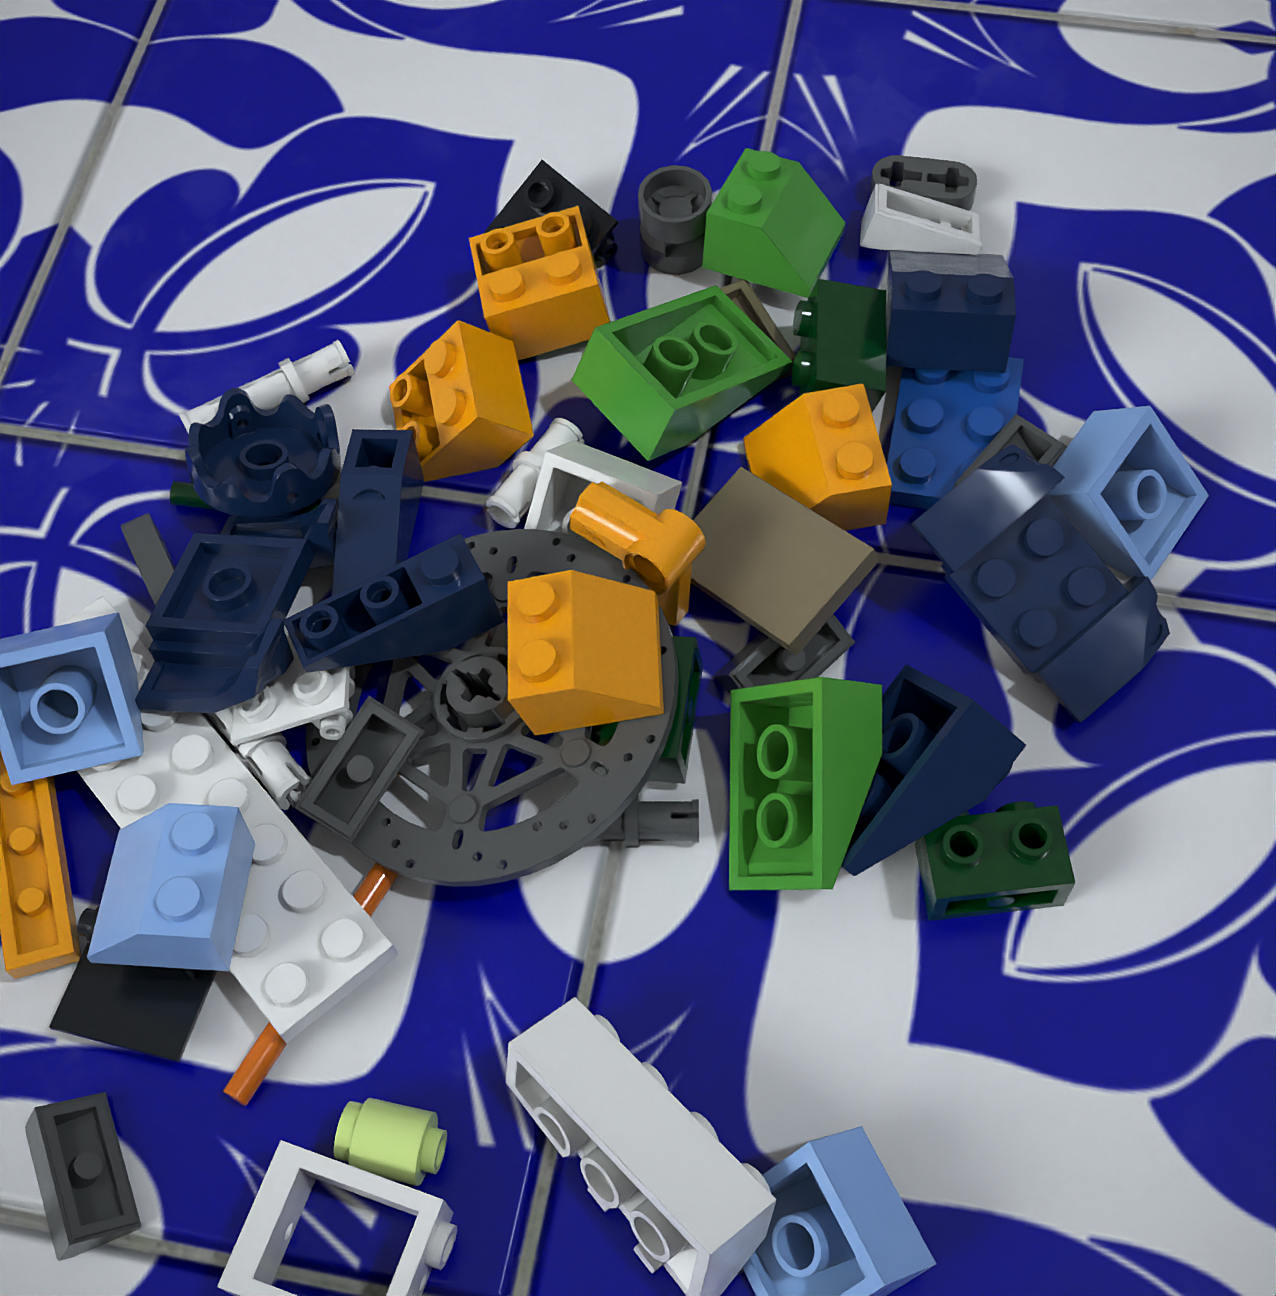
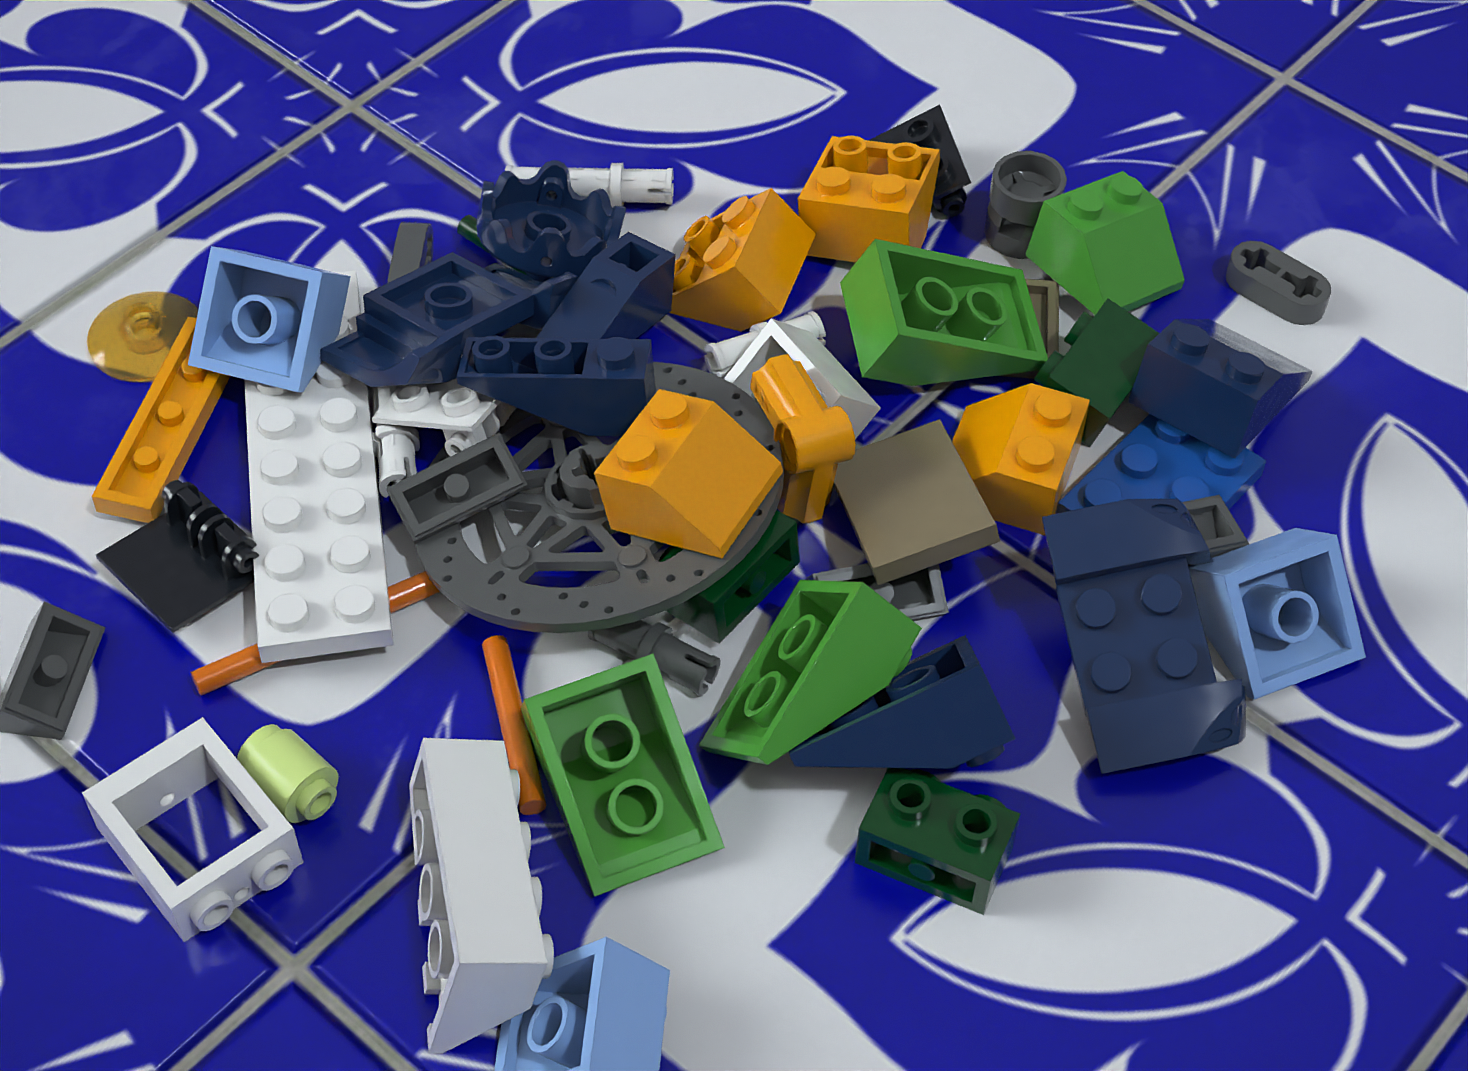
camera: 25 degrees right, 10 degrees down
(175, 889) = (254, 495): light blue slope -> none
(551, 960) = (512, 723): none -> orange bar
(689, 961) = (621, 774): none -> bright green slope
(918, 224) = (1247, 307): white slope -> none

